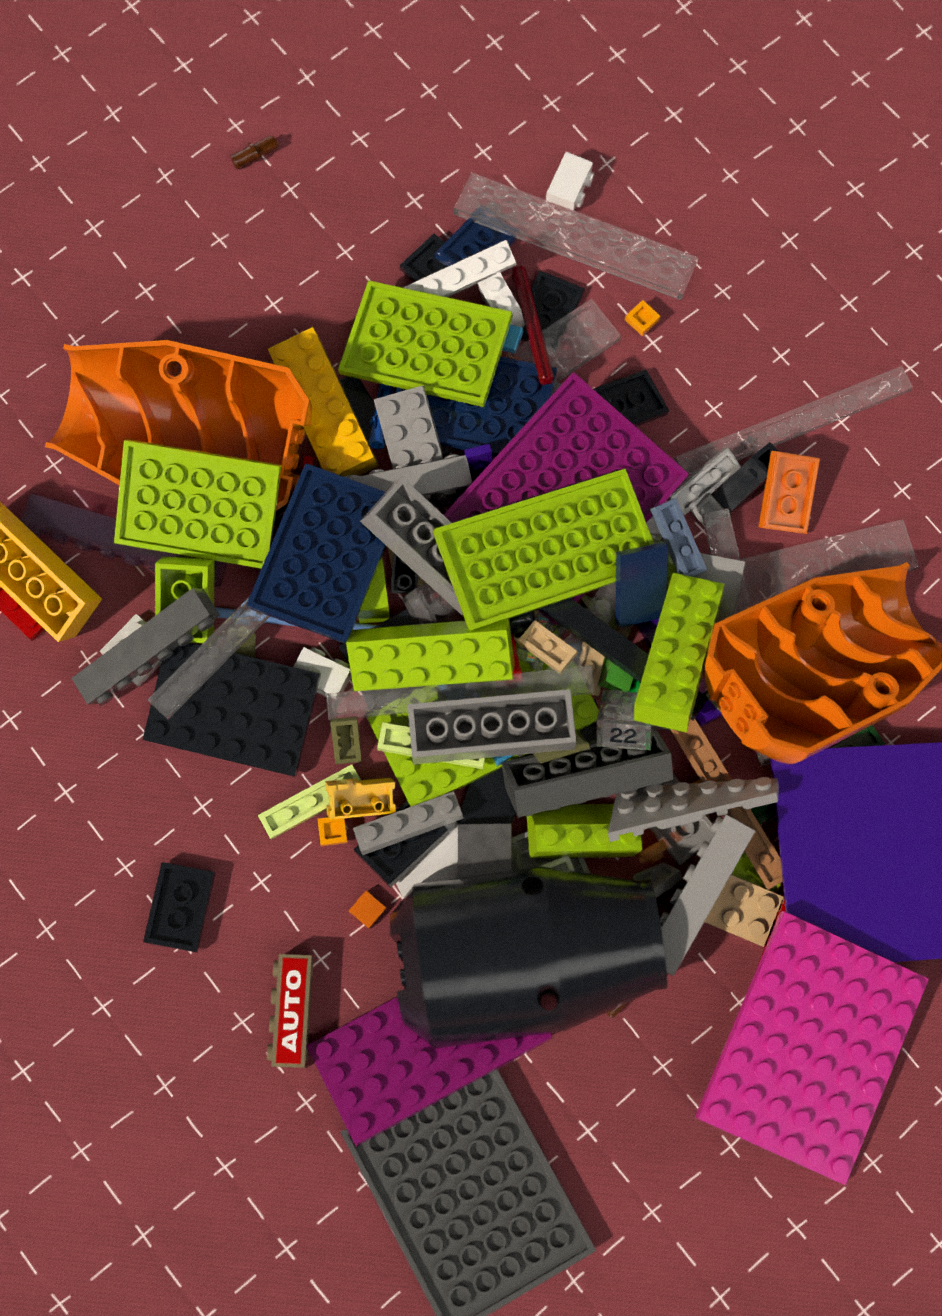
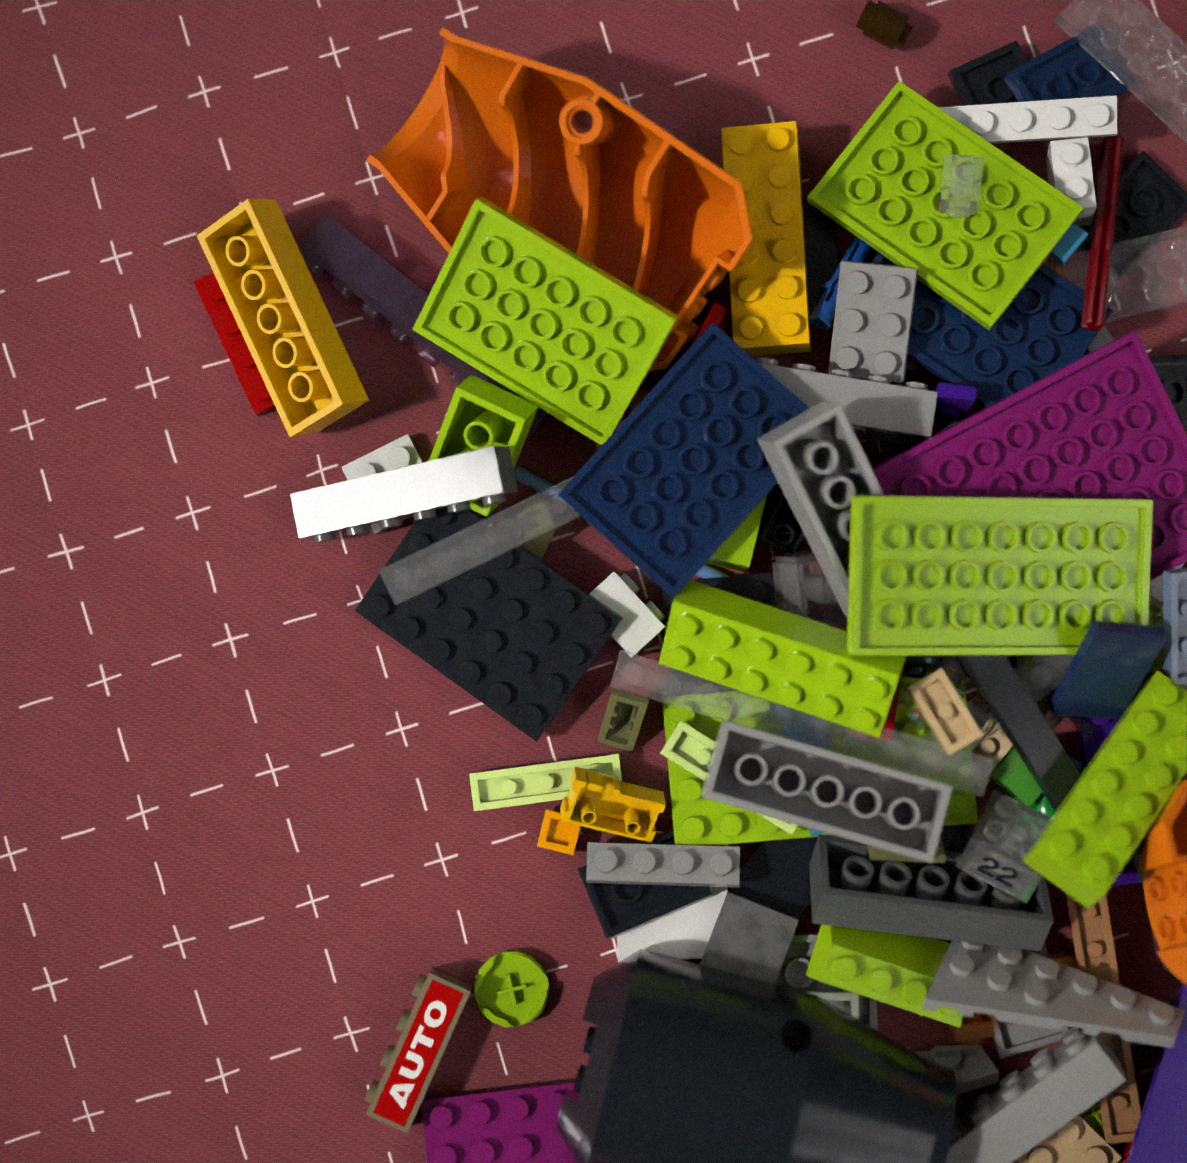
camera: 25 degrees right, 10 degrees up
(179, 907) = (323, 854): black plate -> none
(340, 947) = (511, 988): none -> lime tile
(347, 252) = (884, 24): none -> dark brown brick
(367, 909) = (566, 953): orange tile -> none
(429, 325) = (960, 185): none -> clear brick

